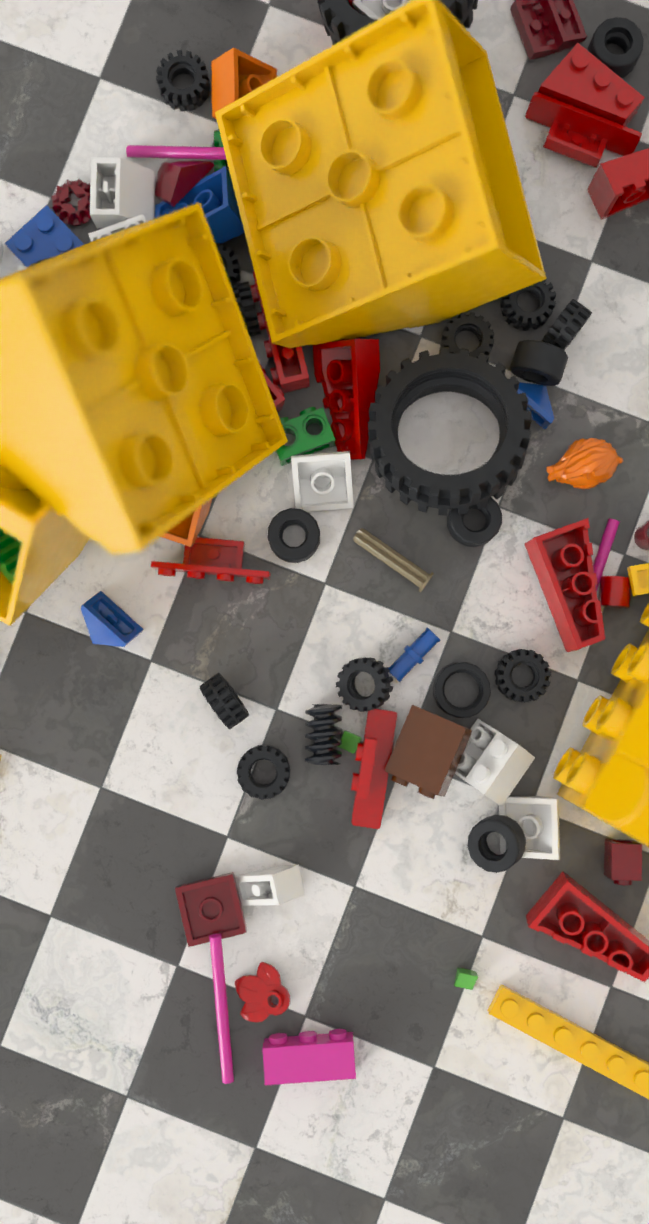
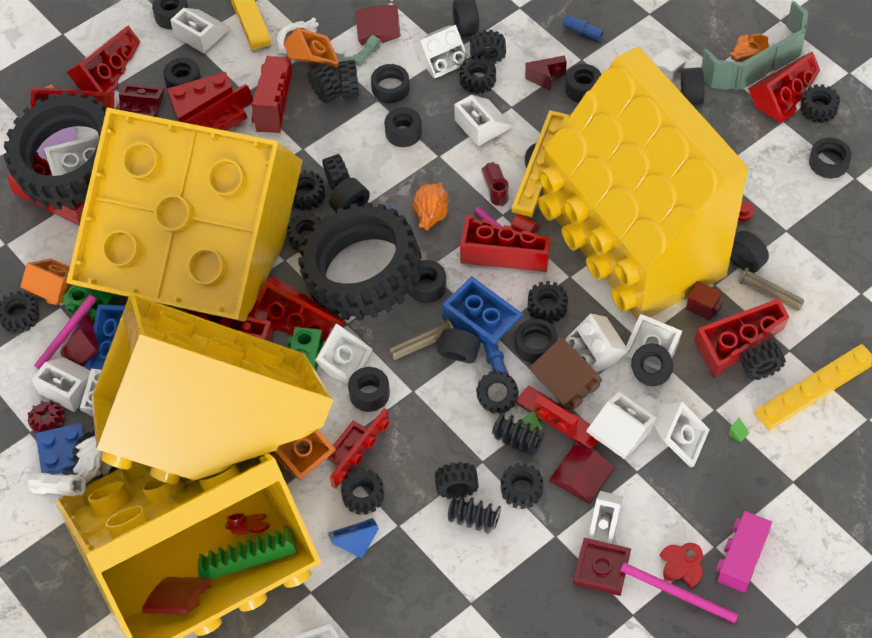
camera: 65 degrees left, 30 degrees down
(146, 596) = (362, 479): none -> black tyre
(198, 740) = (473, 514): none -> black piece
(318, 828) = (582, 473): none -> dark red slope
(392, 850) = (622, 425): none -> white slope
(402, 607) = (458, 345): none -> black tyre
(423, 916) = (681, 431): none -> white slope
(458, 612) = (480, 312): none -> blue slope
(569, 972) = (763, 360): none -> black tyre

